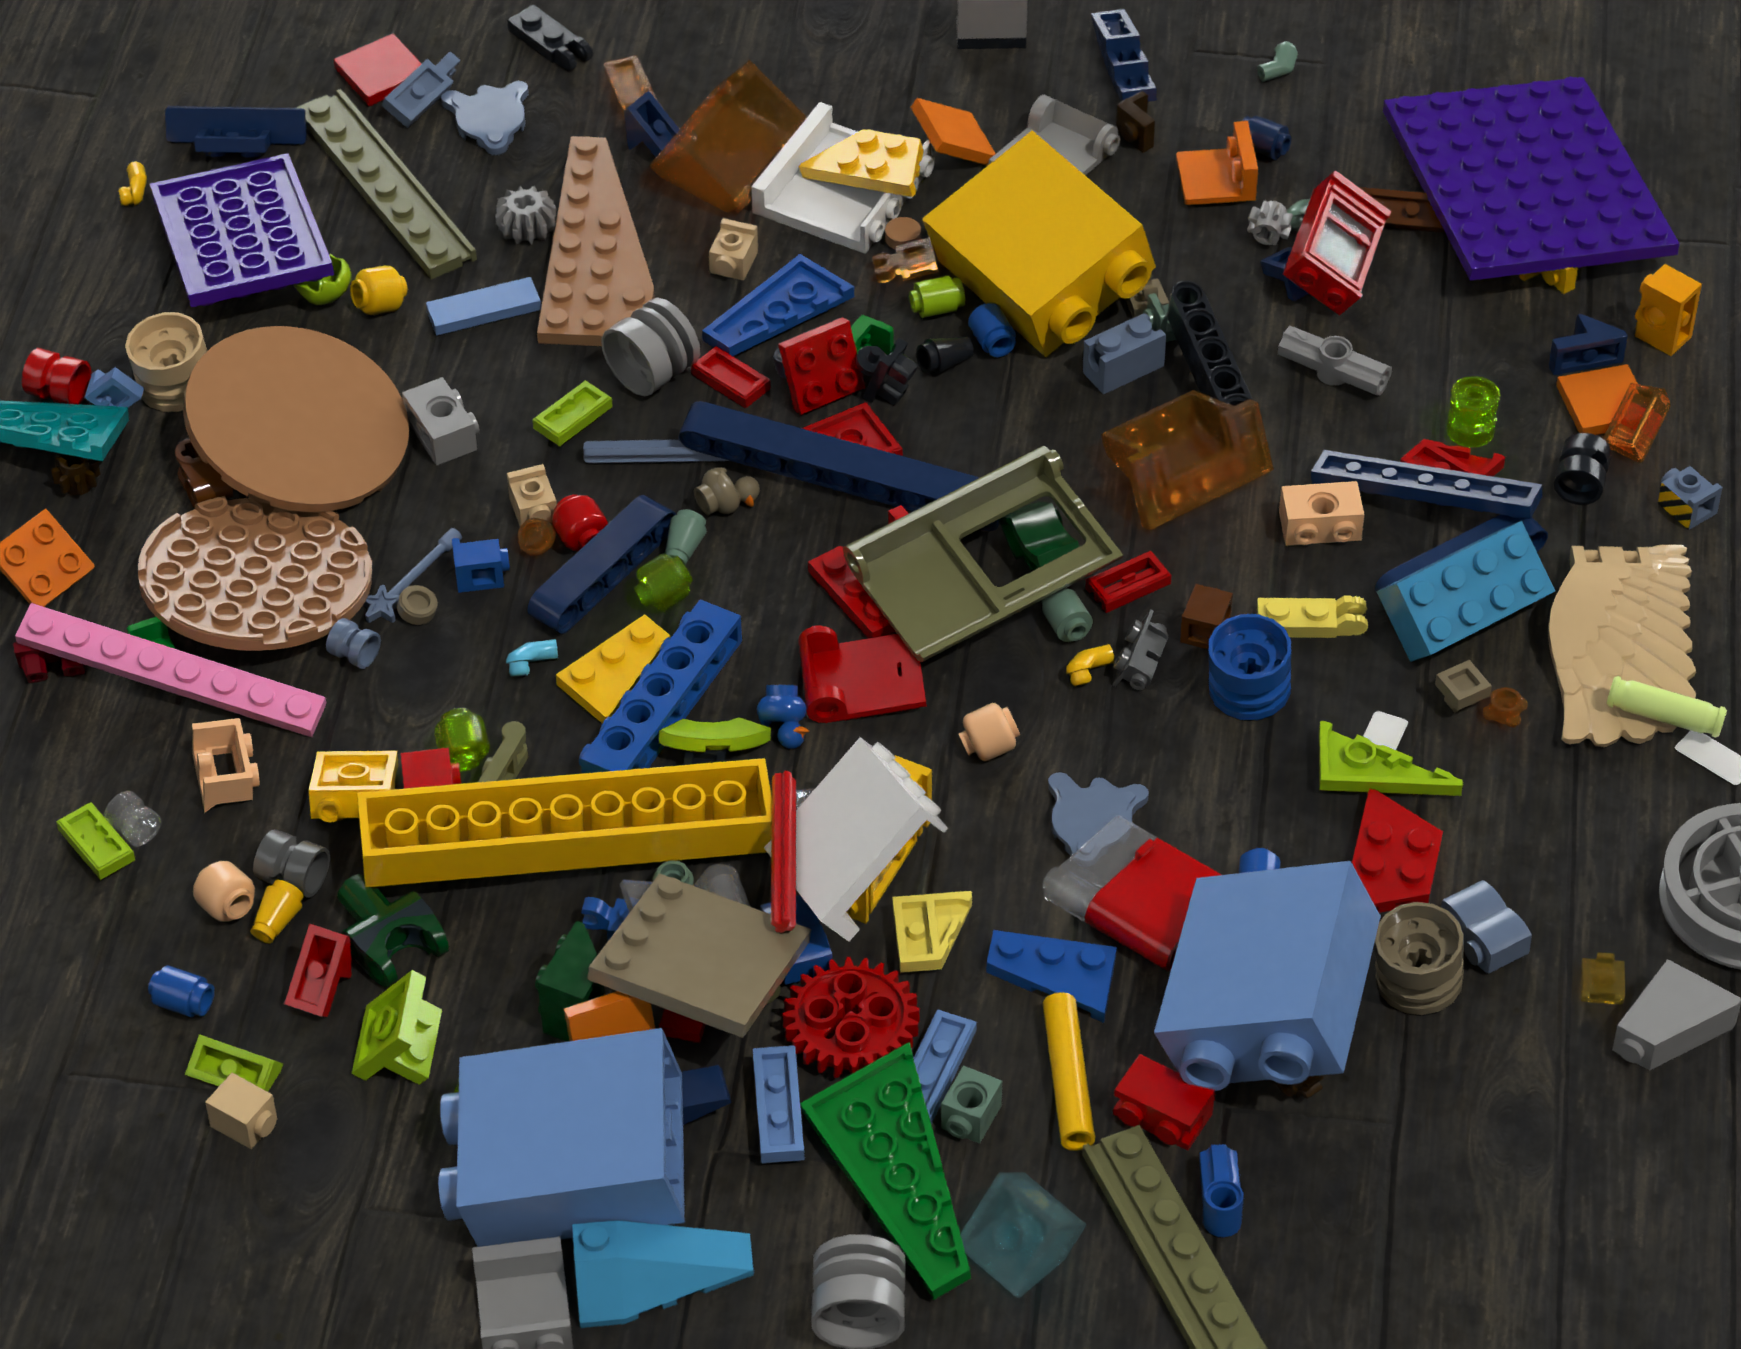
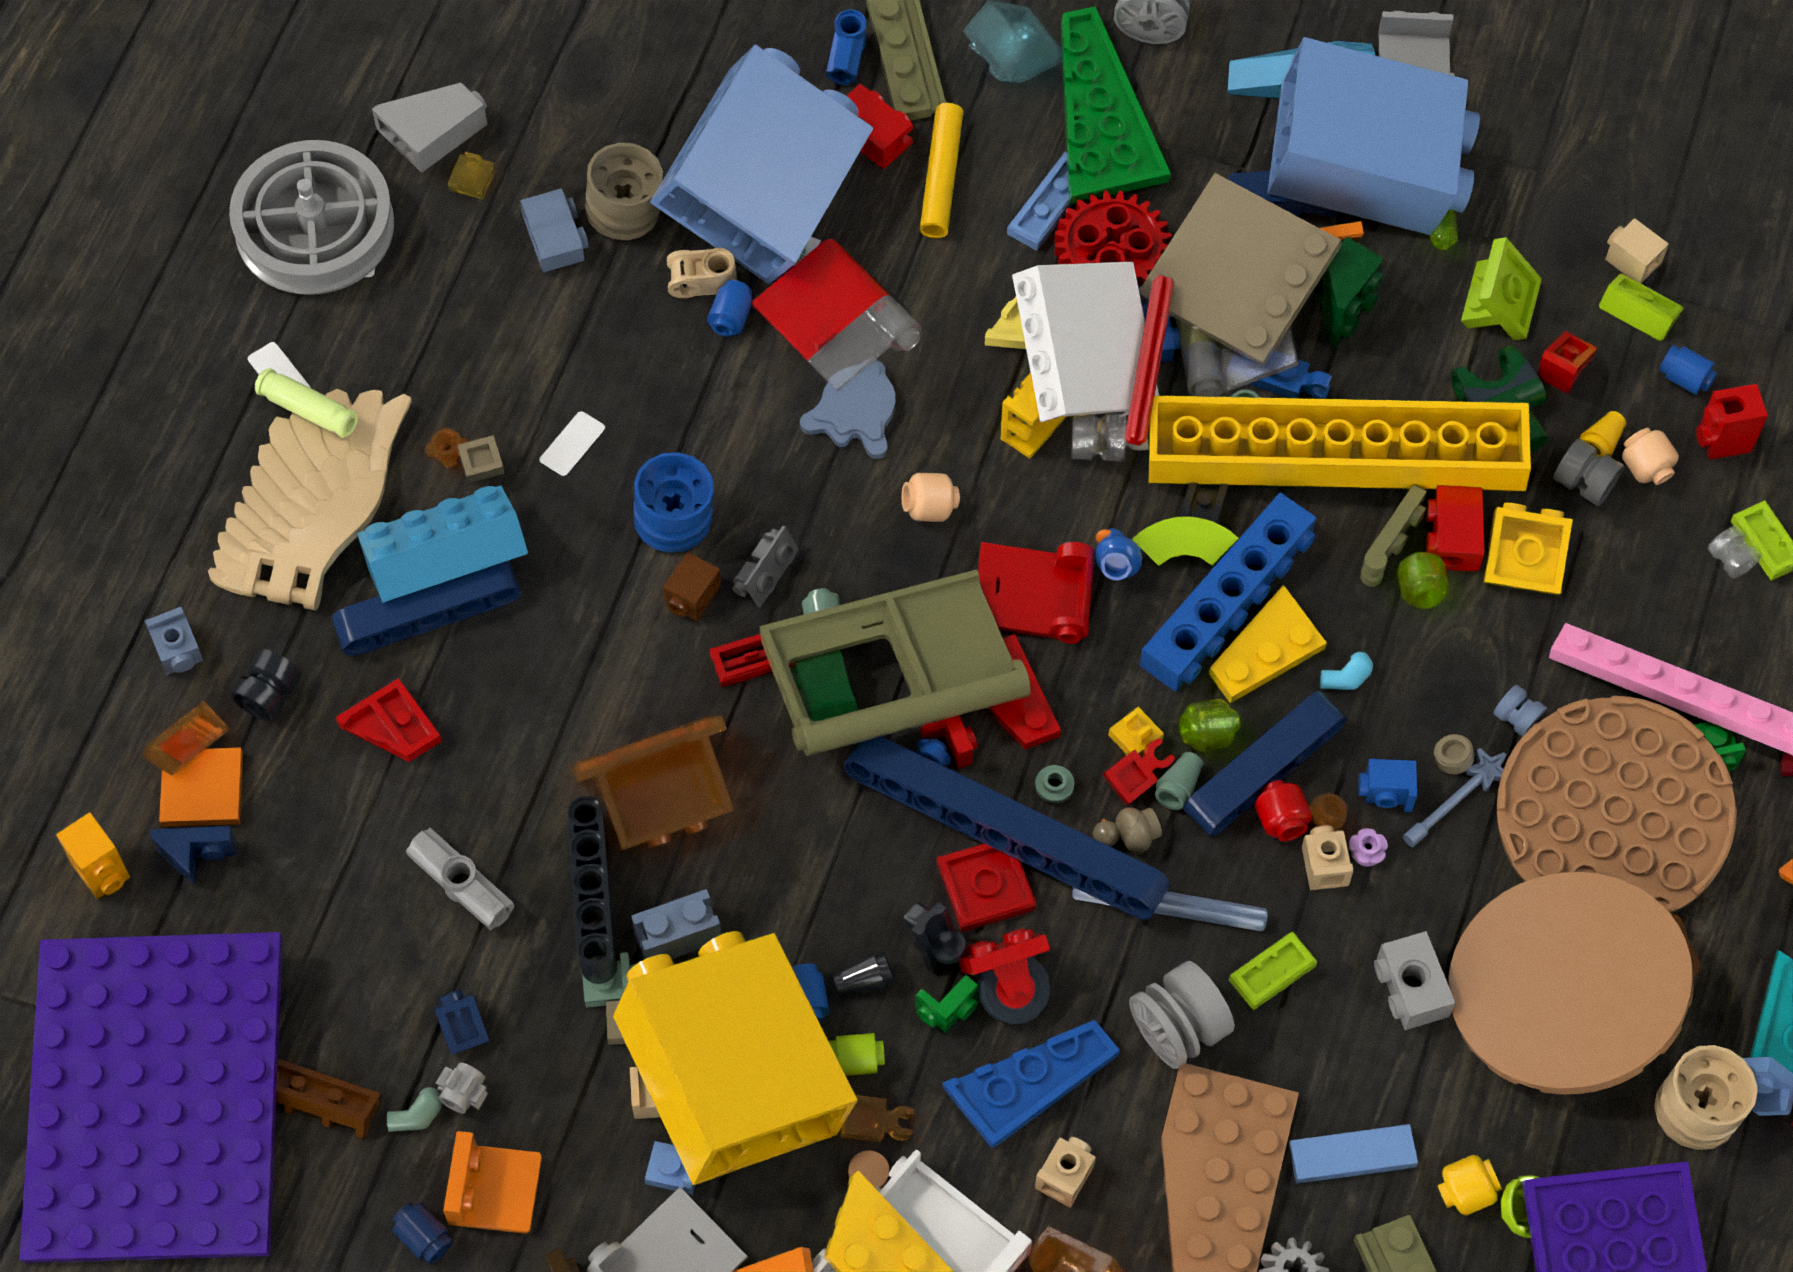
camera: 170 degrees left, 15 degrees up
(135, 921) = (1732, 421): none -> red brick
(223, 738) = (1653, 565): light nougat window -> none
(494, 520) = (1365, 856): none -> lavender plate
(729, 534) = (1134, 773): none -> red plate
(730, 377) = (1096, 996): red tile -> none
(733, 576) = (1135, 732): none -> yellow tile
(778, 1104) = (1187, 176): medium blue plate -> none
(804, 522) = (1050, 793): none -> sand green plate
(976, 1091) = (1029, 163): sand green brick -> none
(1055, 967) = (926, 268): blue wing -> none
(1086, 660) = (821, 566): yellow arm -> none
(1317, 615) = (592, 581): light yellow hinge -> none
(1321, 513) = (557, 700): light nougat brick -> none
(1336, 242) = (405, 1022): red door -> none
(1362, 765) = (599, 406): lime wing -> none
(1395, 853) = (606, 318): red wing -> none
(1429, 484) = (430, 684): dark blue plate -> none
(1473, 411) = (345, 775): clear neon green wheel -> none

